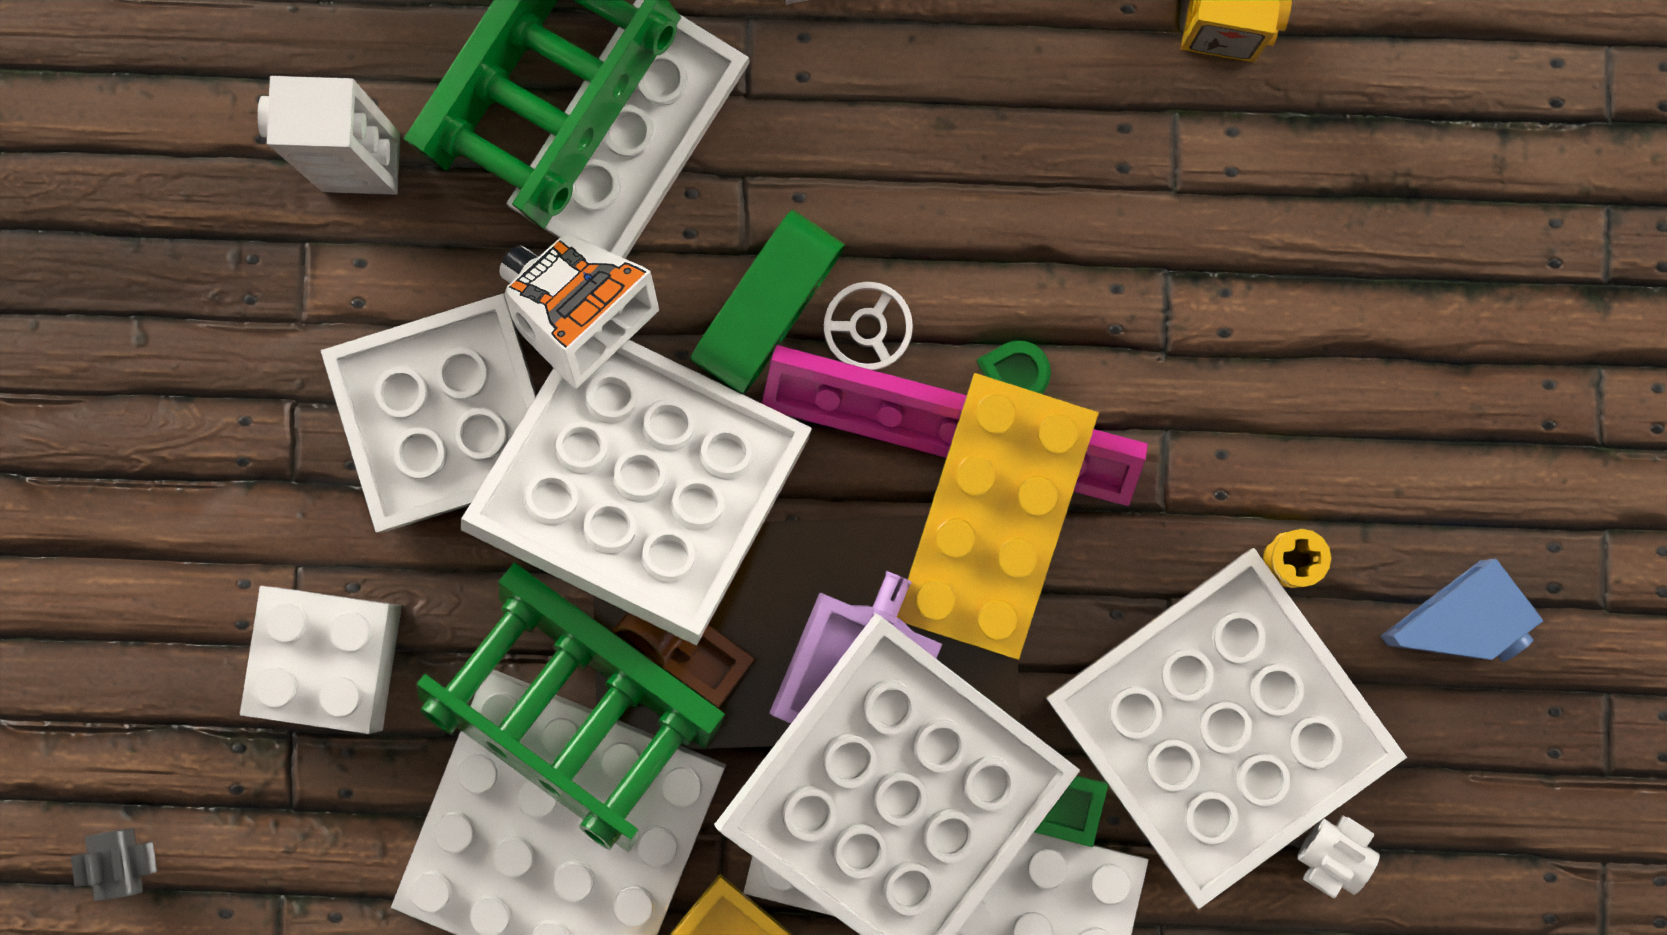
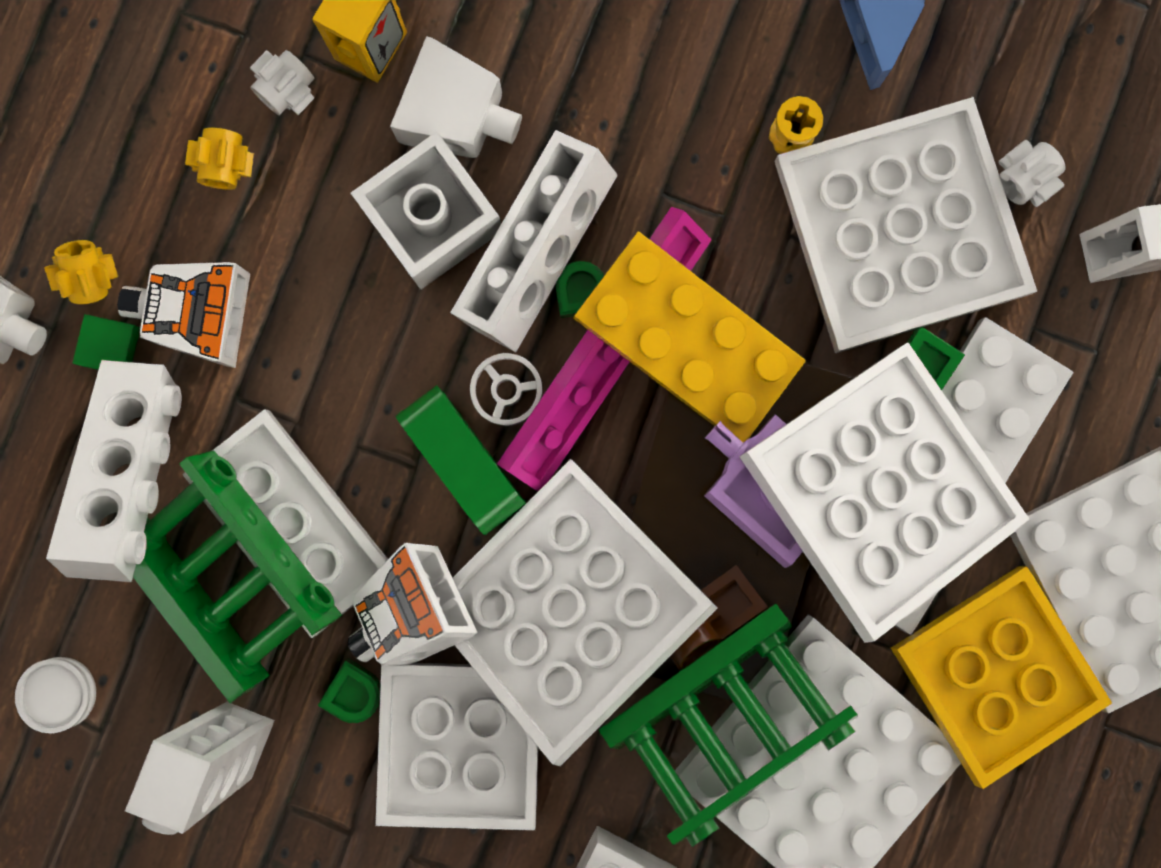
camera: 70 degrees left, 0 degrees up
(458, 272) = (352, 694): none -> green tile
(1041, 163) = (428, 210): none -> white brick
(1049, 299) = (535, 240): none -> white brick
(1180, 147) = (455, 100): none -> white torso

